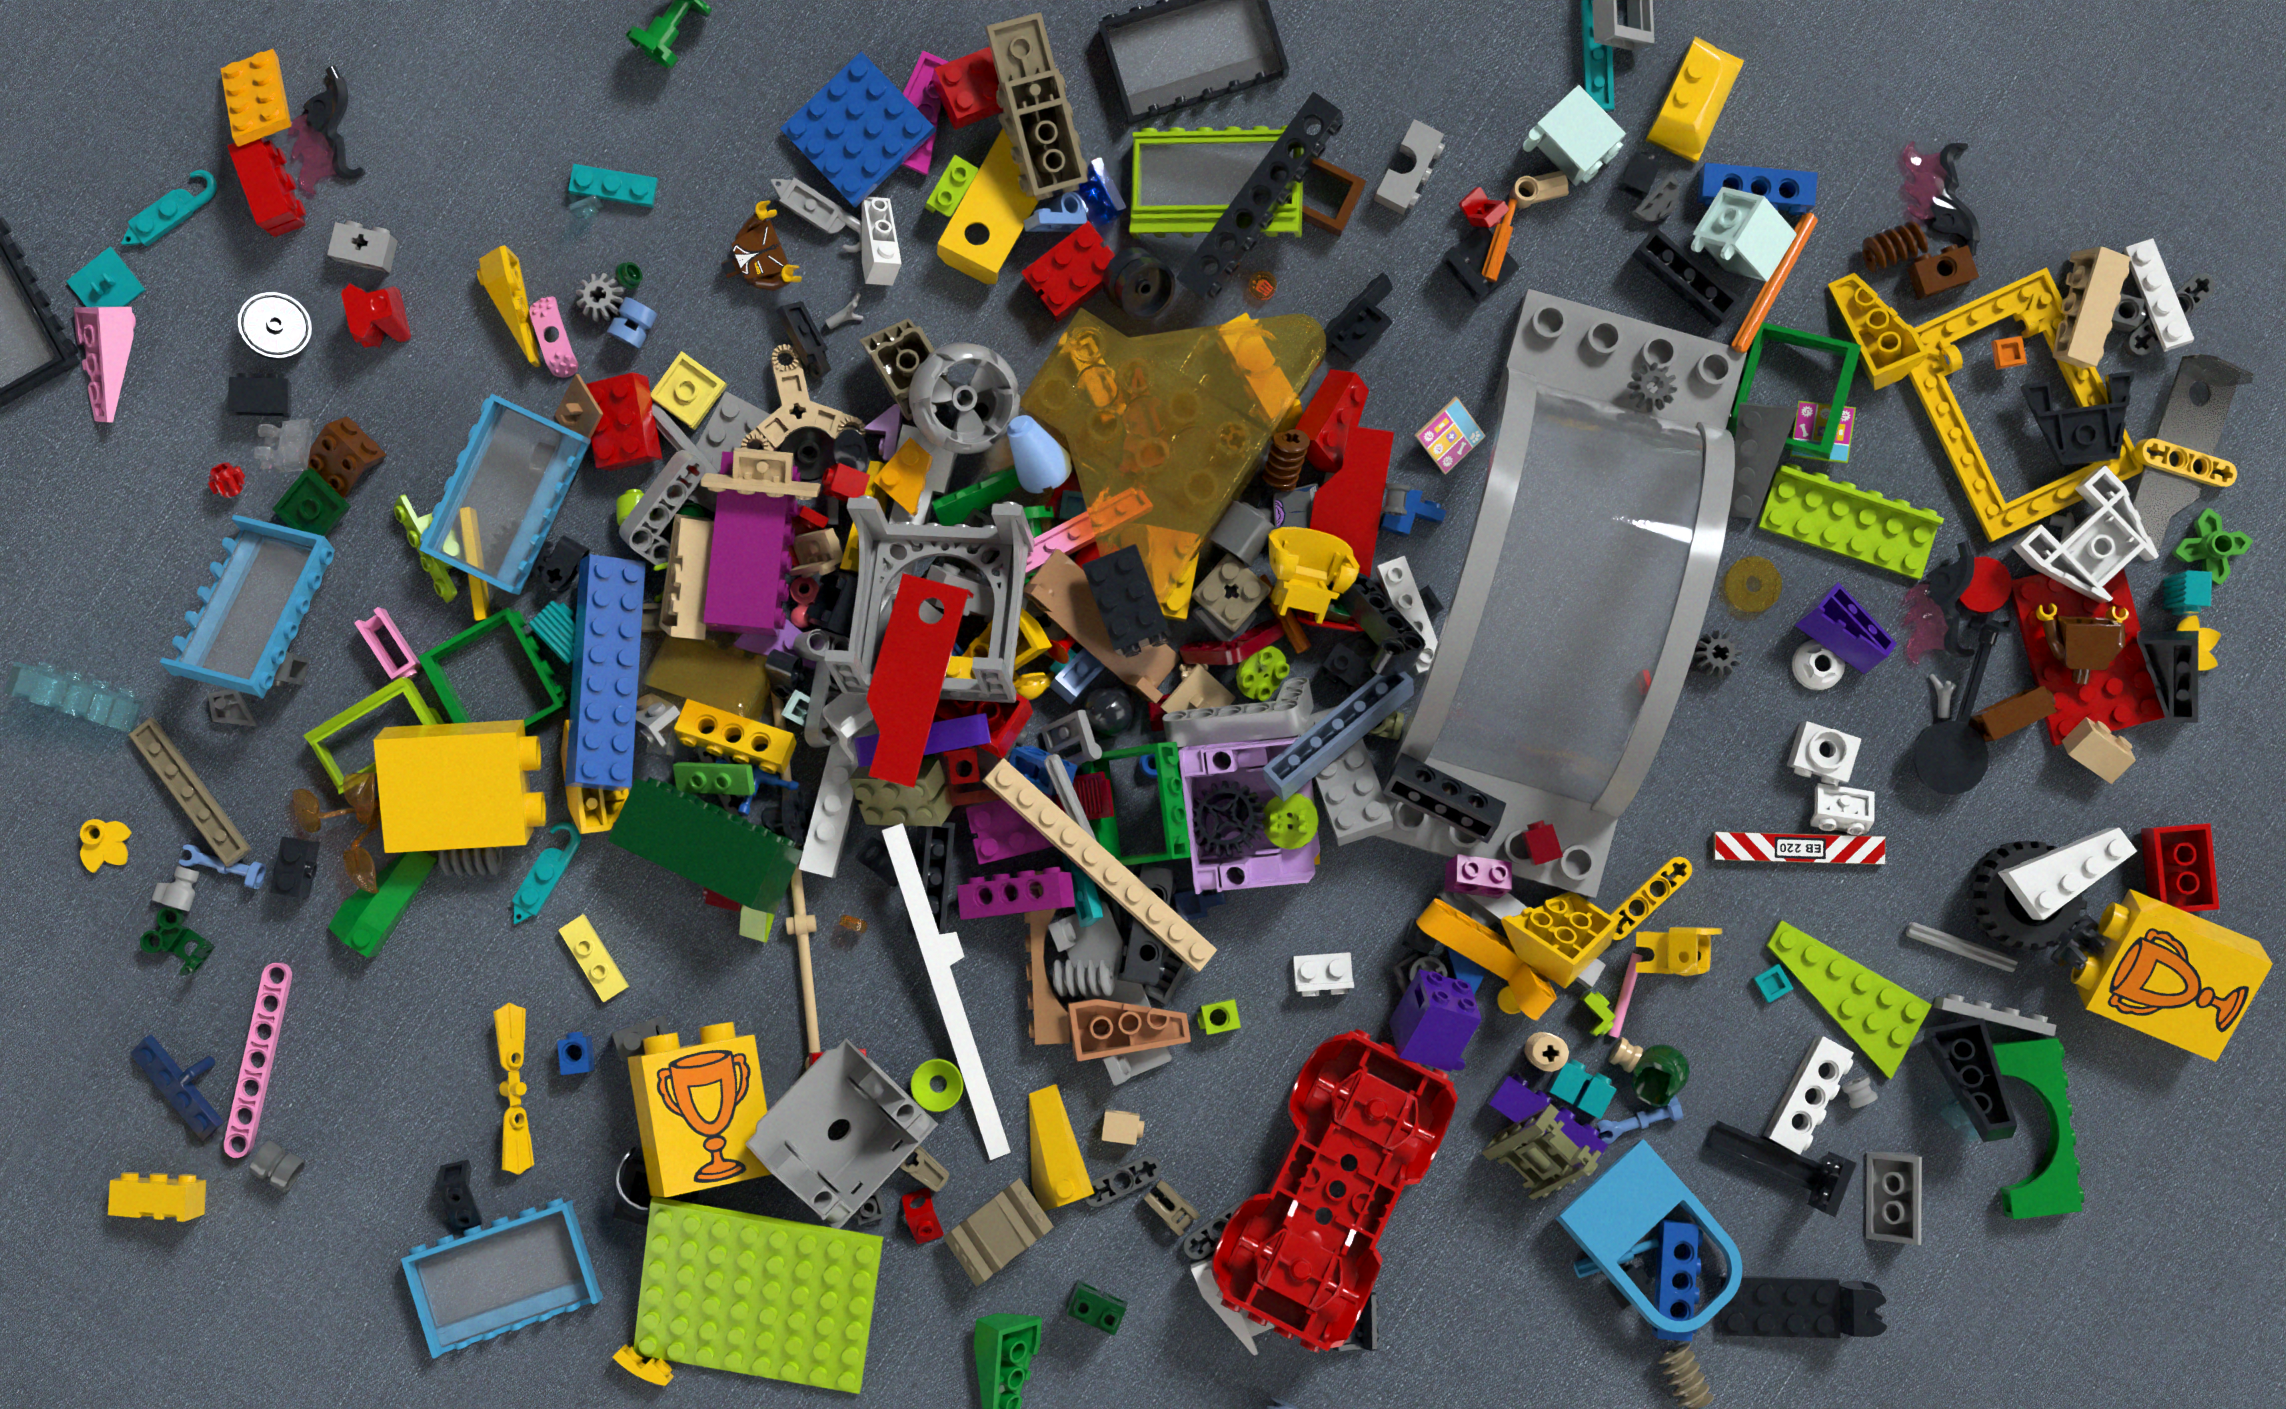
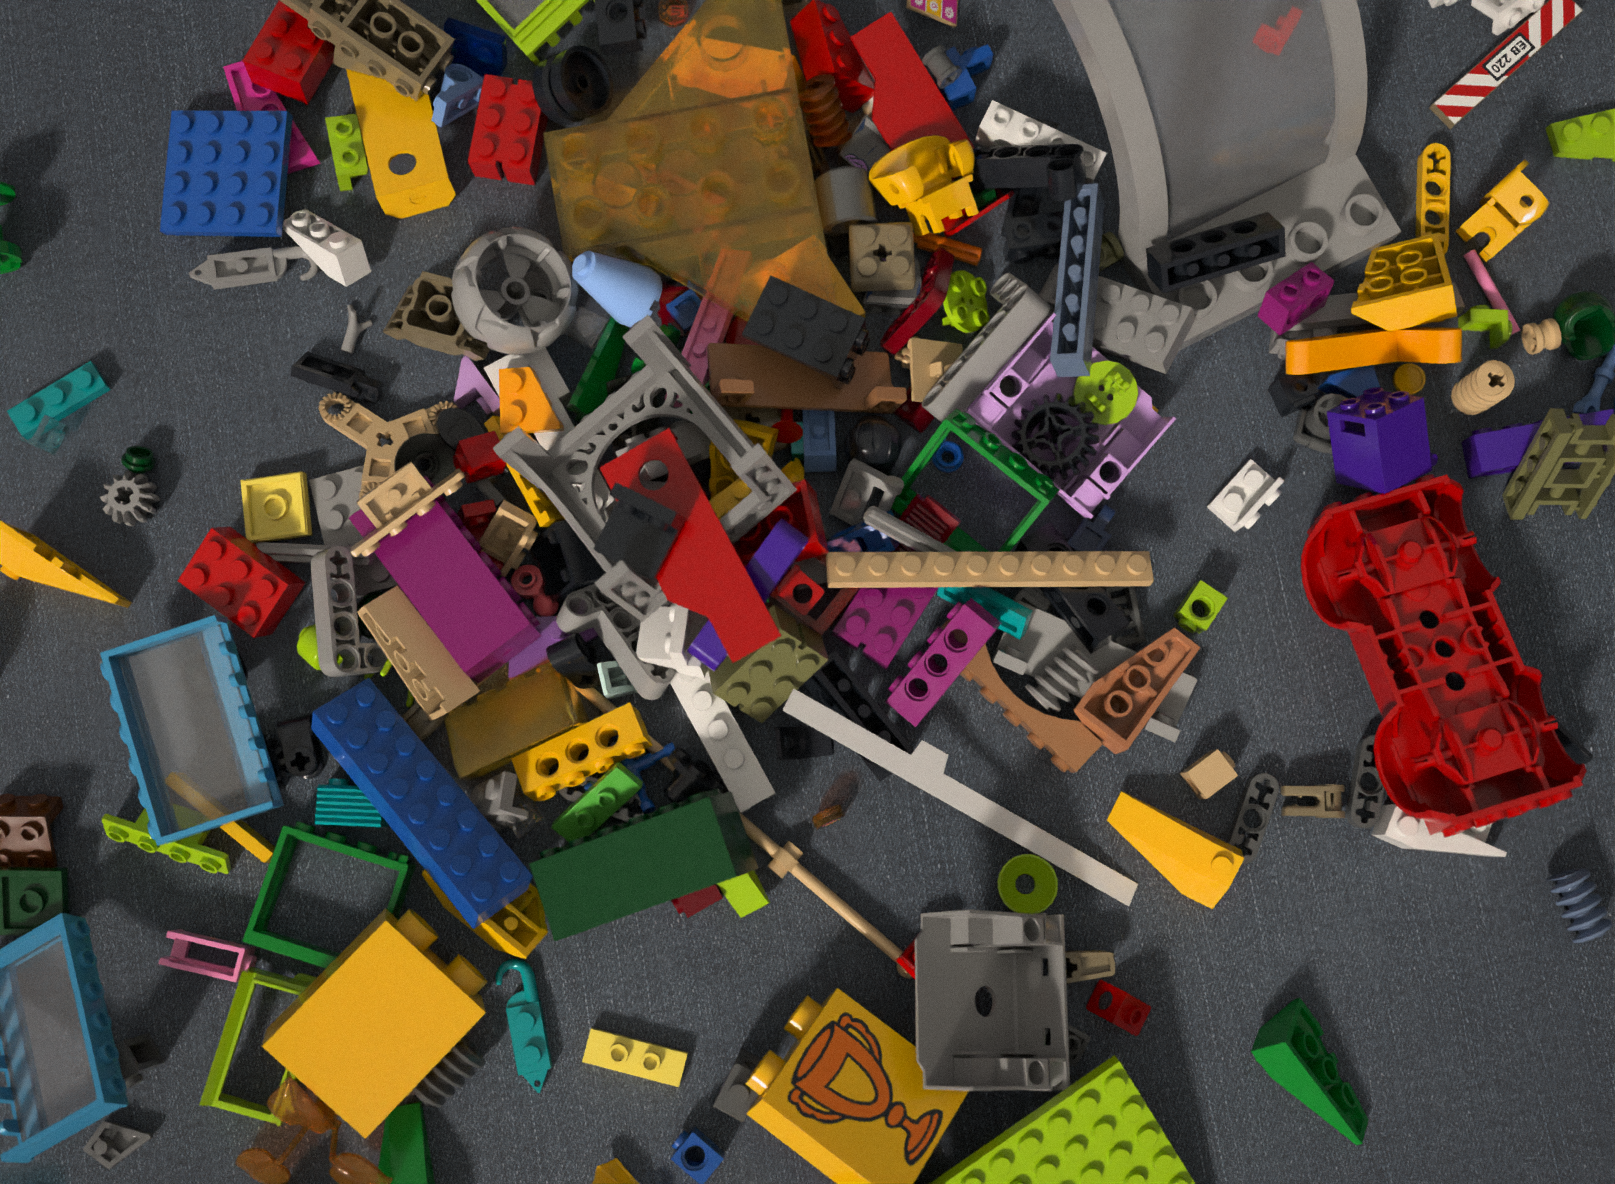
camera: 45 degrees left, 5 degrees down
(558, 354) = (135, 575): bright pink piece -> none
(579, 409) = (193, 599): medium nougat piece -> none
(636, 314) = (176, 494): medium blue wheel -> none
(760, 253) = (235, 342): reddish brown torso -> none
(886, 639) = (639, 532): none -> black bracket
(998, 1231) = (1198, 958): dark tan slope -> none
(1098, 1311) = (1339, 943): dark green hips -> none
(1541, 843) = (1325, 219): dark red brick -> none
(1581, 1088) = (1537, 394): teal piece -> none
(1772, 983) = (1591, 178): teal tile -> none

